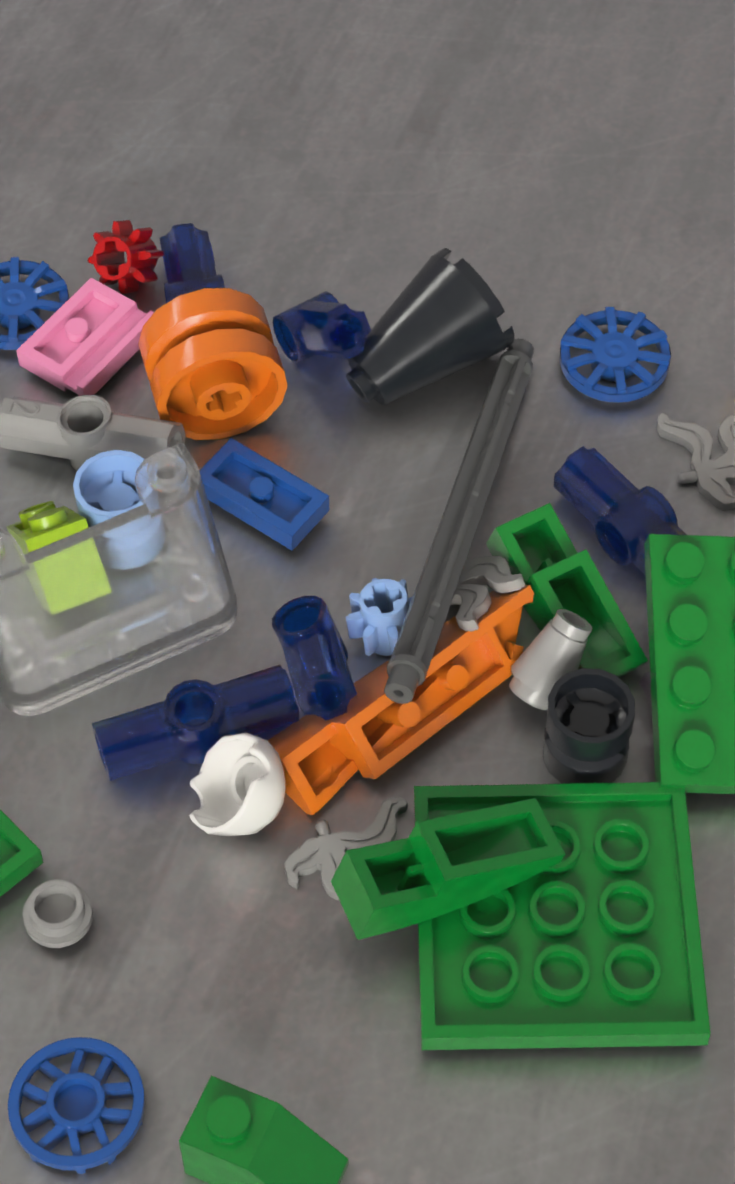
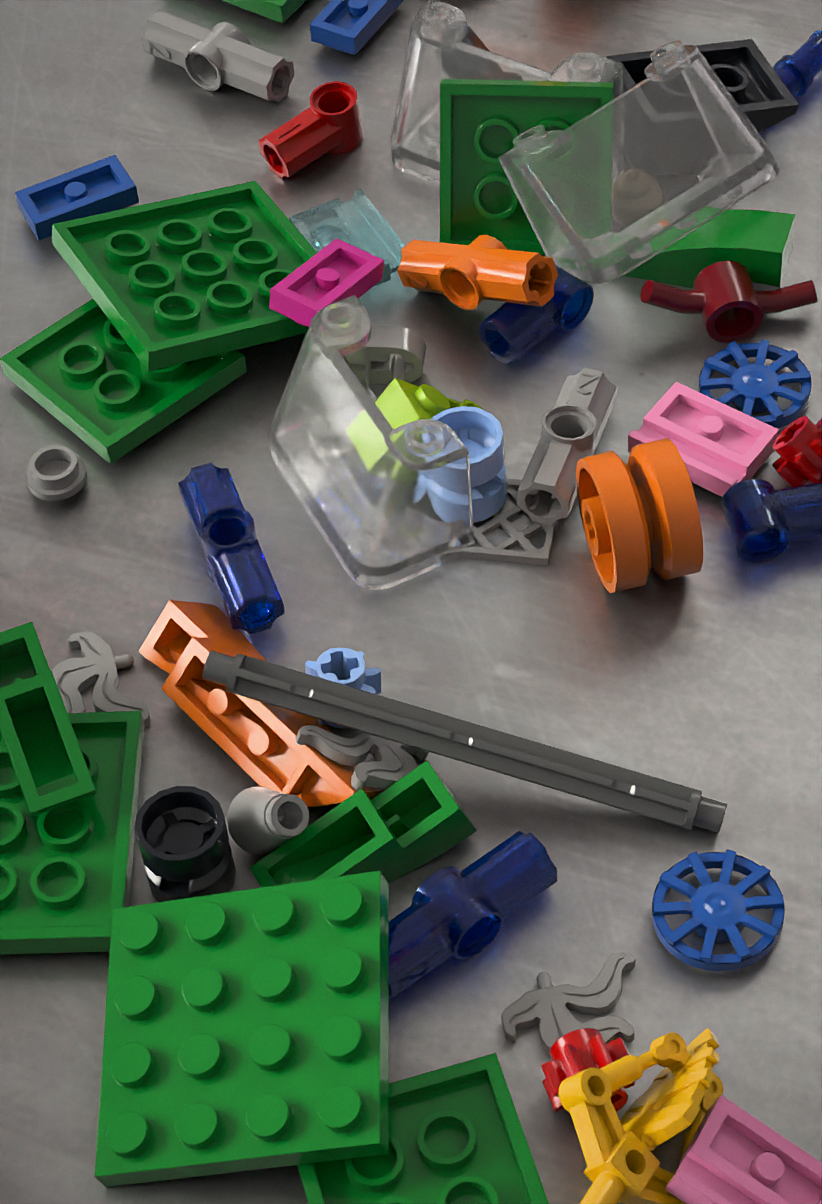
camera: 95 degrees right, 5 degrees down
(239, 786) = (147, 588): white hair -> none
(263, 494) = (503, 588): blue plate -> none
(314, 657) = (294, 623): clear blue piece -> none
(321, 328) = (711, 615): clear blue piece -> none
(430, 332) = (719, 716): black cone -> none

